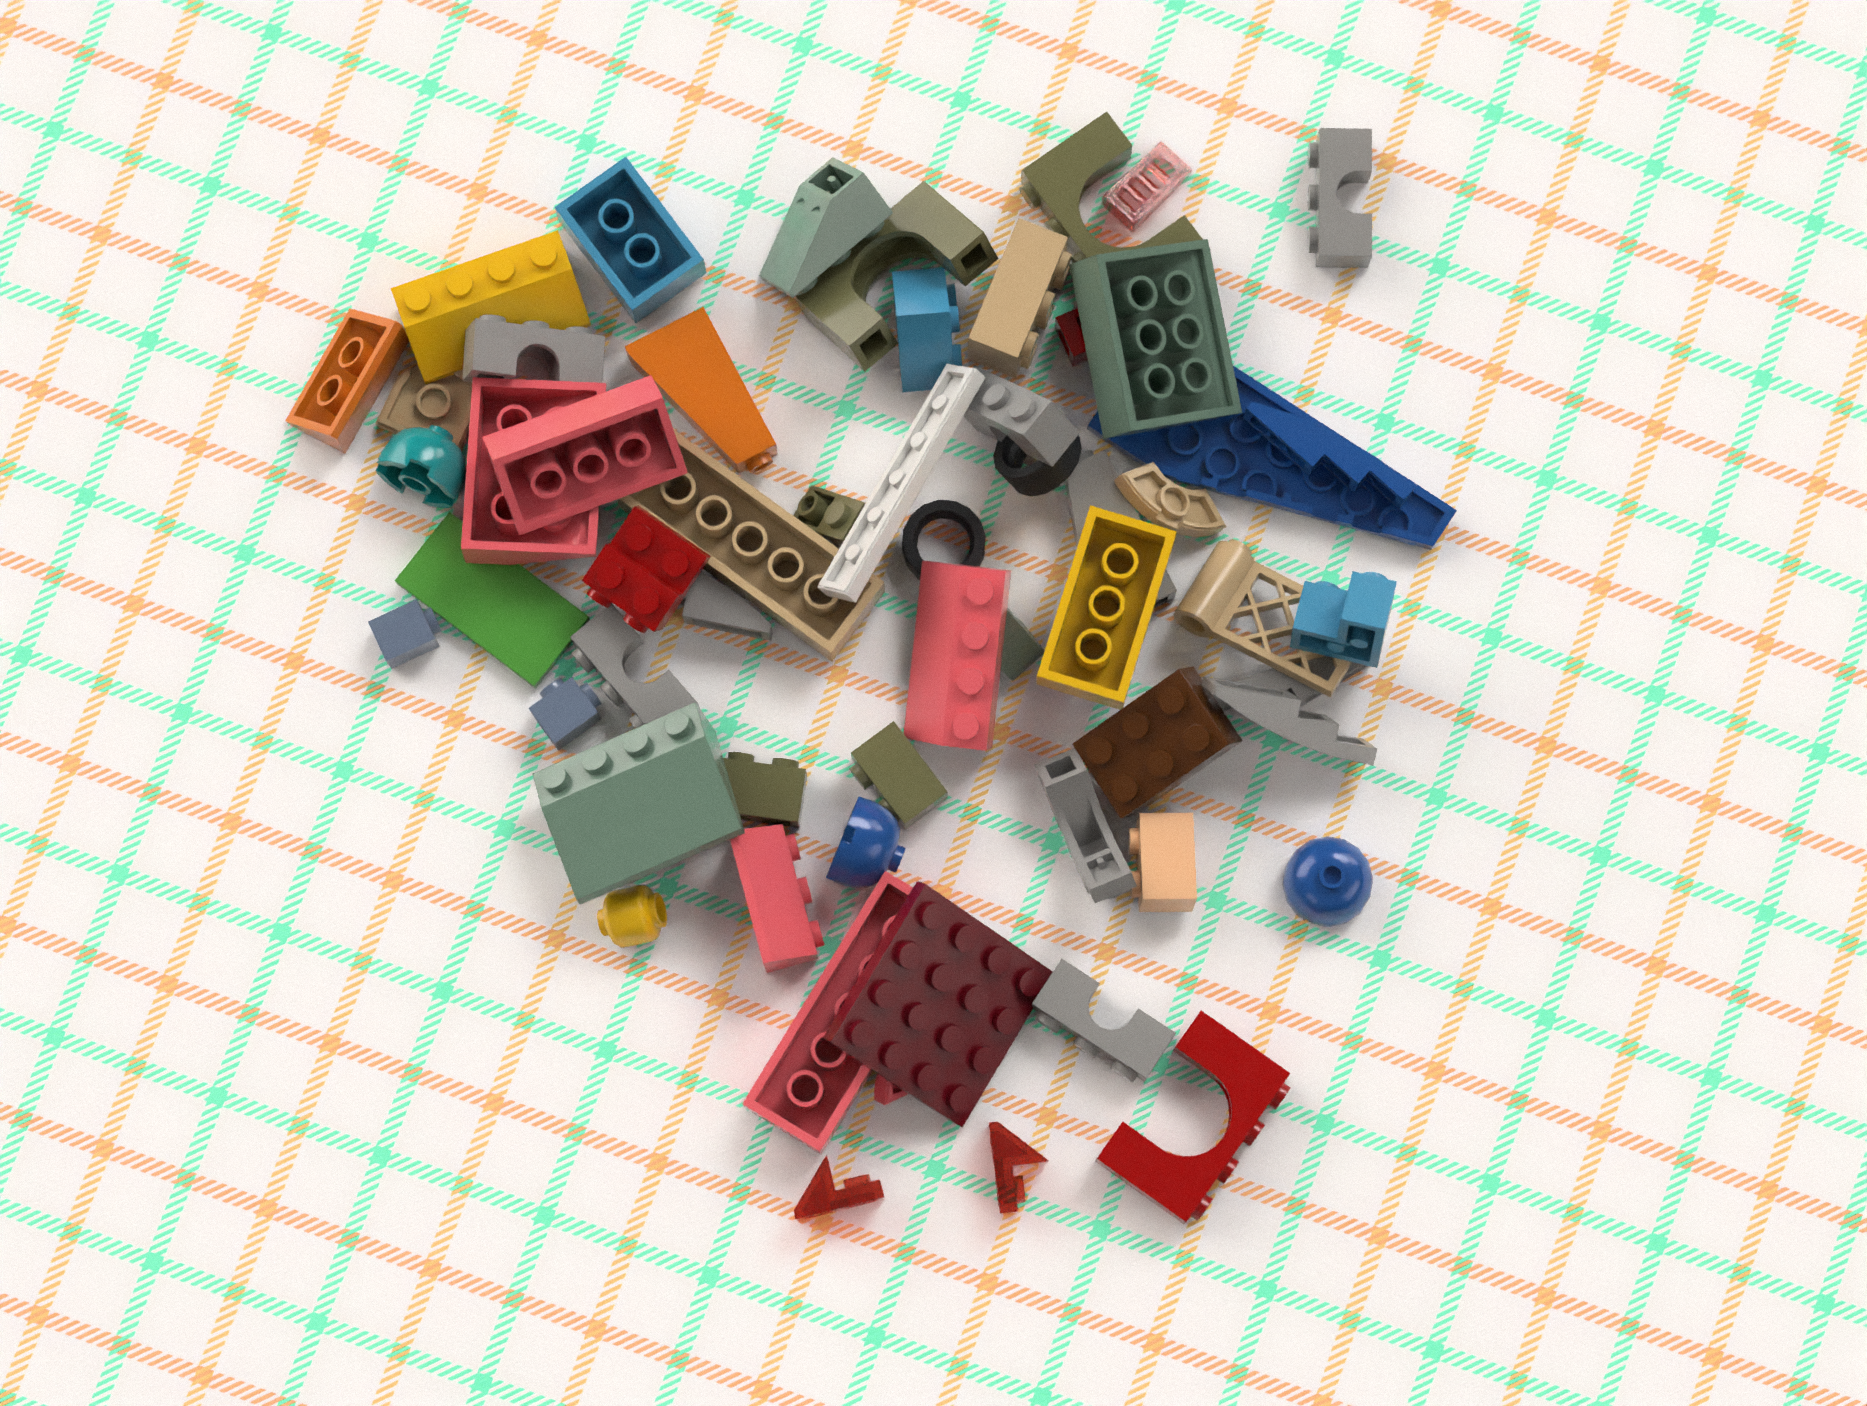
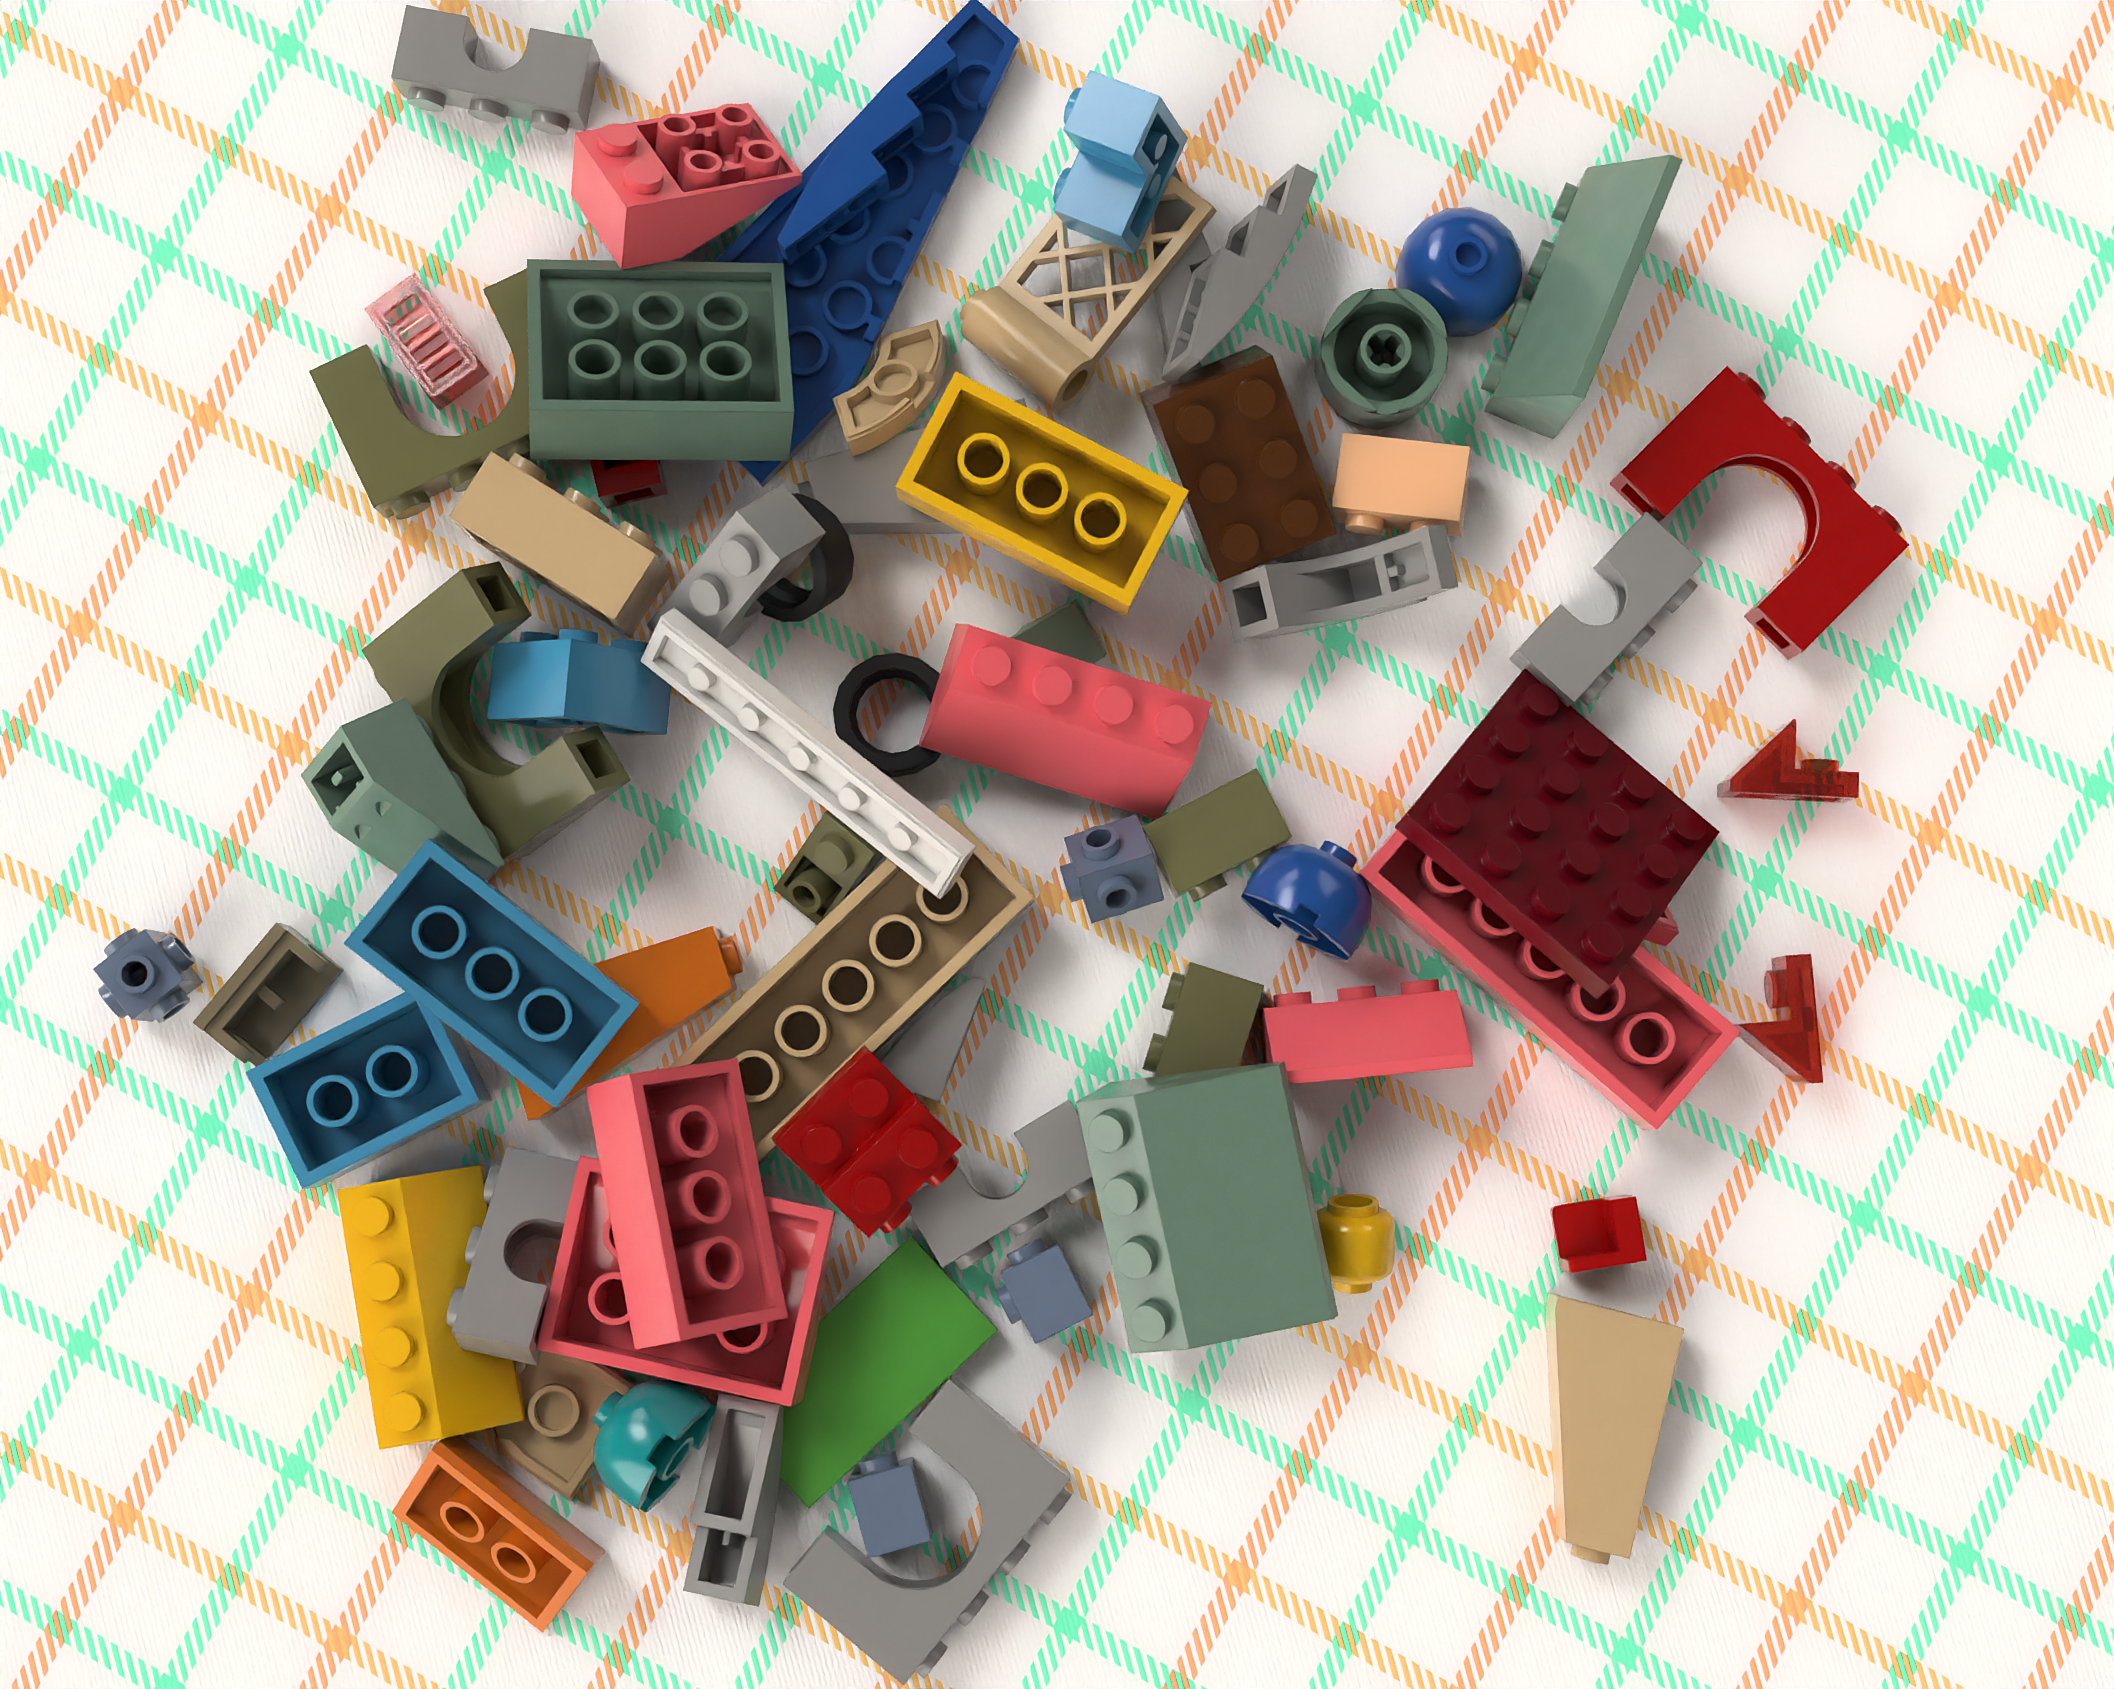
camera: 85 degrees left, 5 degrees up
(391, 530) = (736, 1501): none -> light grey slope
(430, 712) = (904, 1619): none -> light grey arch
(546, 1108) = (1606, 1416): none -> tan slope
(666, 1085) = (1598, 1233): none -> red panel
(681, 96) = (168, 977): none -> sand blue brick
(681, 164) = (268, 995): none -> dark tan hinge
(717, 301) = (492, 972): none -> dark azure brick
(861, 706) = (1111, 869): none -> sand blue brick
(1243, 808) = (1369, 325): none -> sand green brick
(1286, 332) = (676, 180): none -> coral slope
(1320, 959) = (1577, 292): none -> sand green slope

